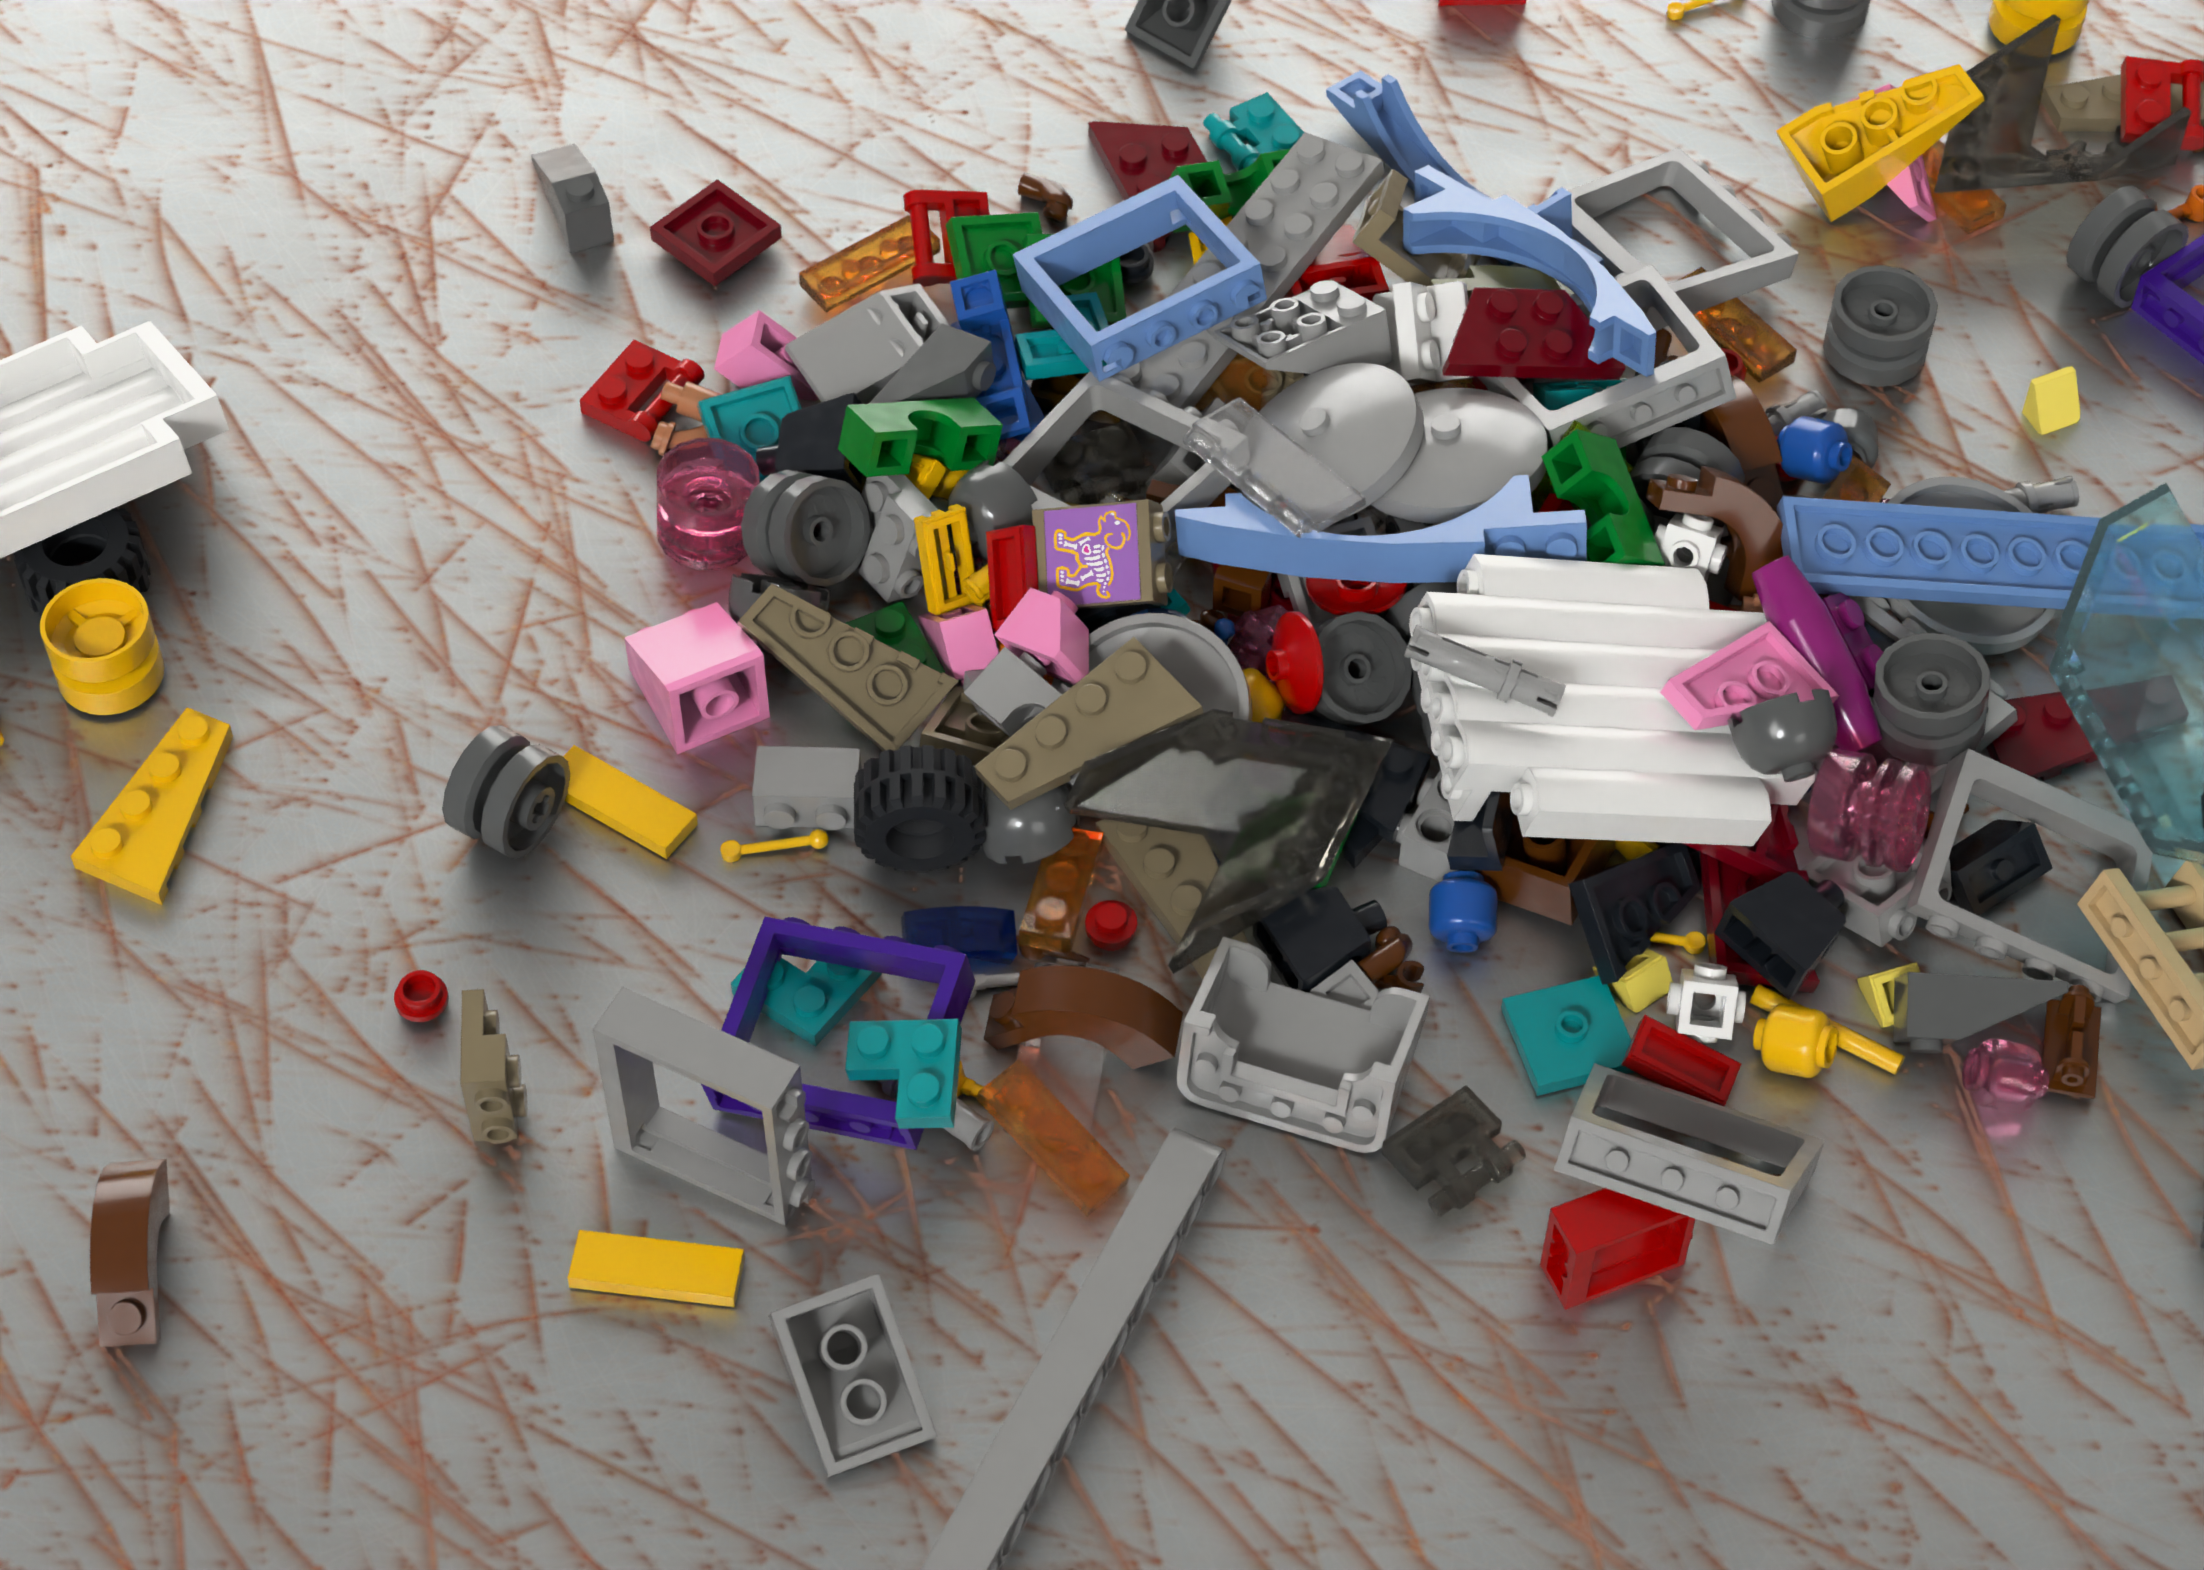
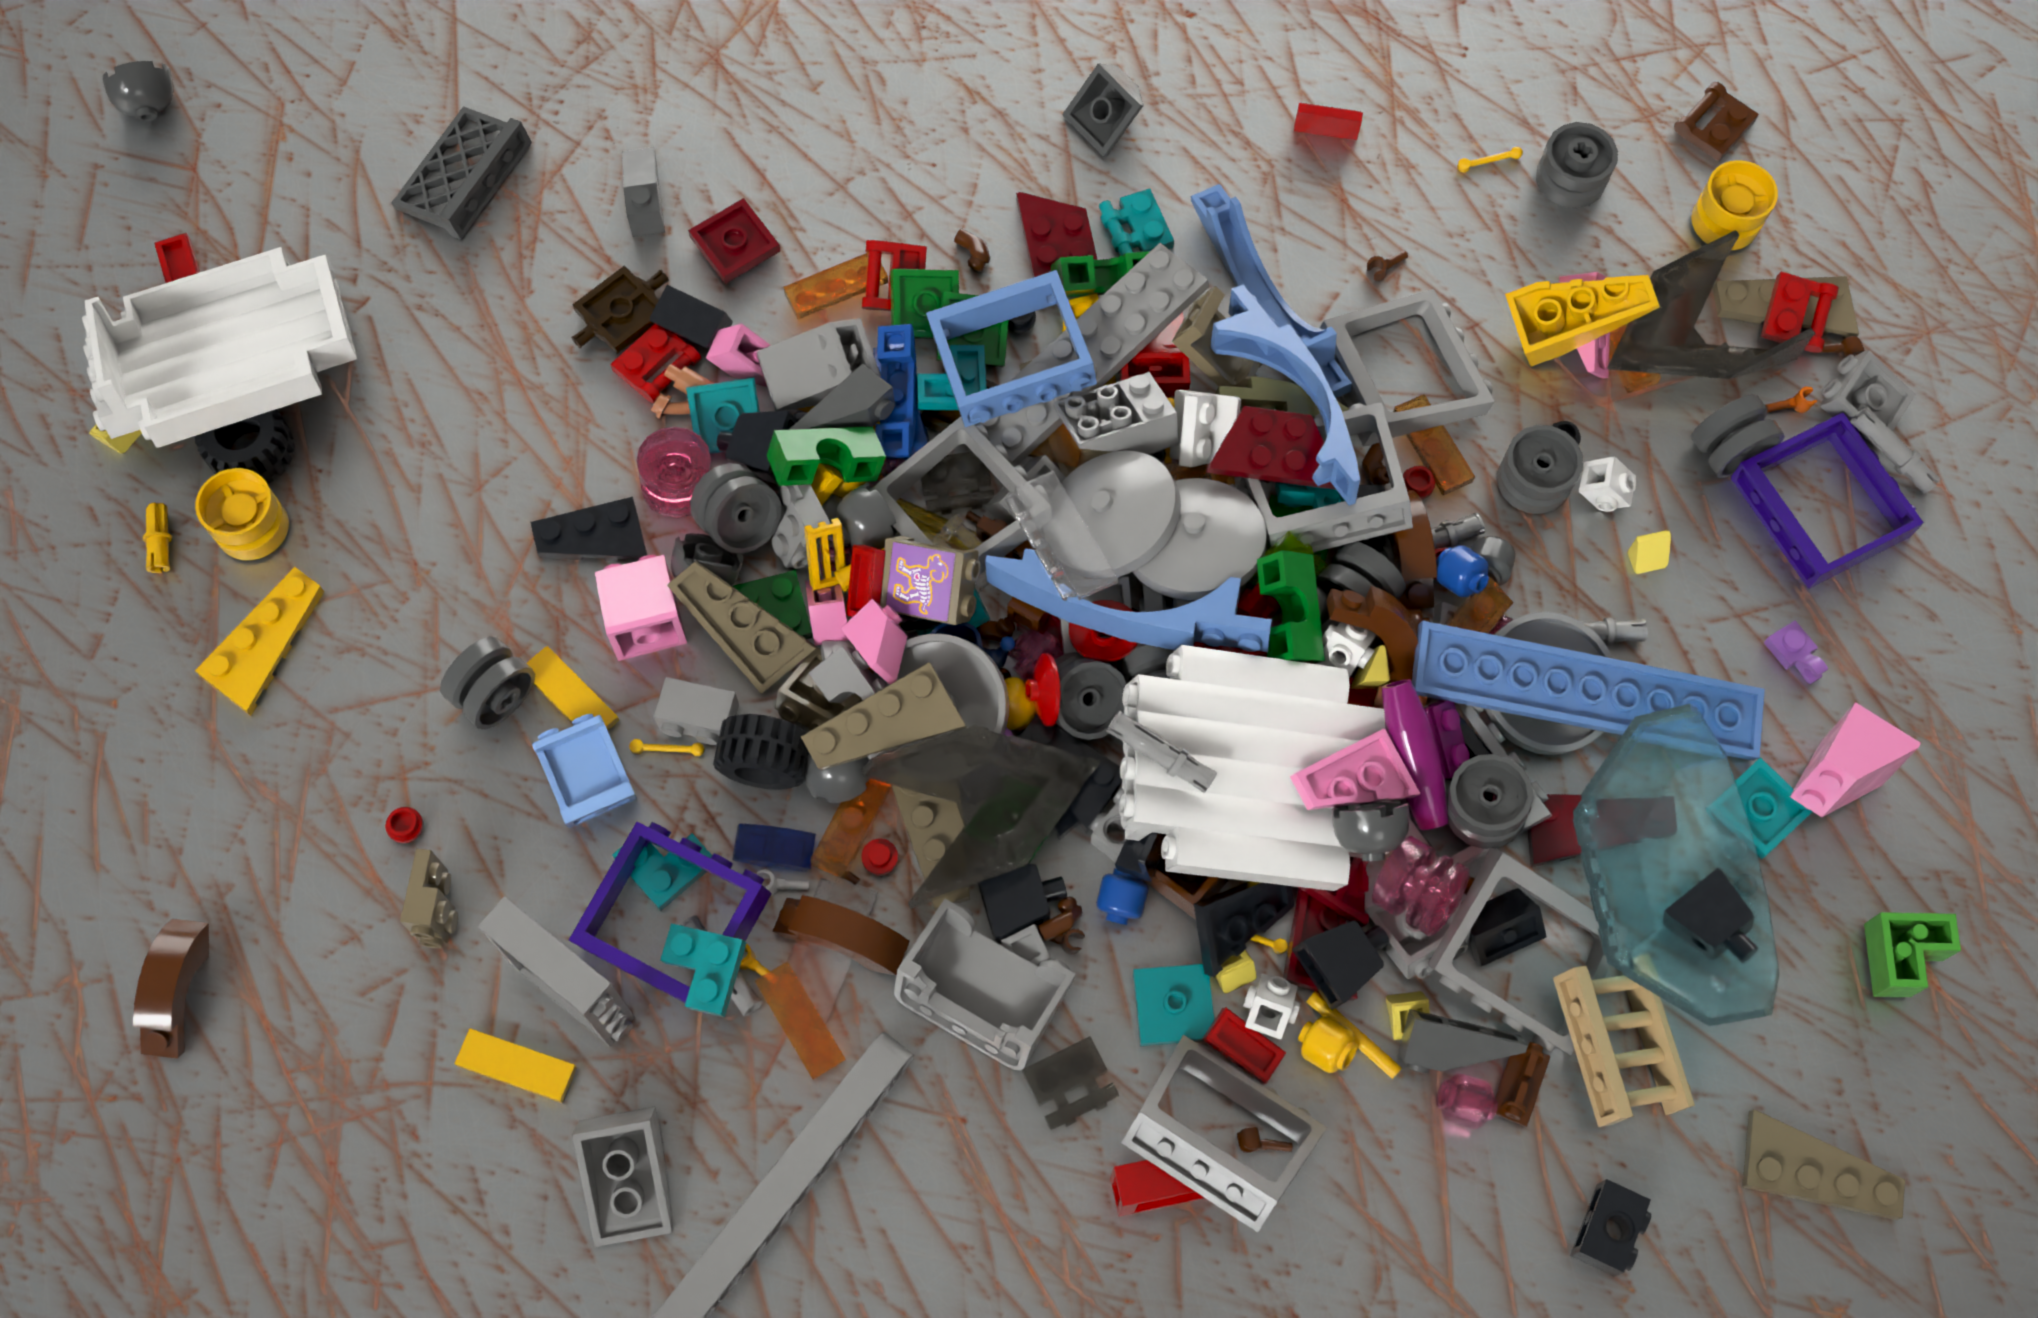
camera: 10 degrees right, 15 degrees up
(343, 212) = (481, 178): none -> dark grey fence
(577, 334) = (618, 309): none -> dark brown plate
(602, 602) = (593, 532): none -> black wing
(666, 883) = (583, 770): none -> light blue panel
(677, 323) = (689, 317): none -> black panel
(1601, 134) = (1384, 264): none -> reddish brown hand
(1733, 579) = (1374, 673): none -> light yellow slope
(1974, 328) = (1607, 484): none -> white brick

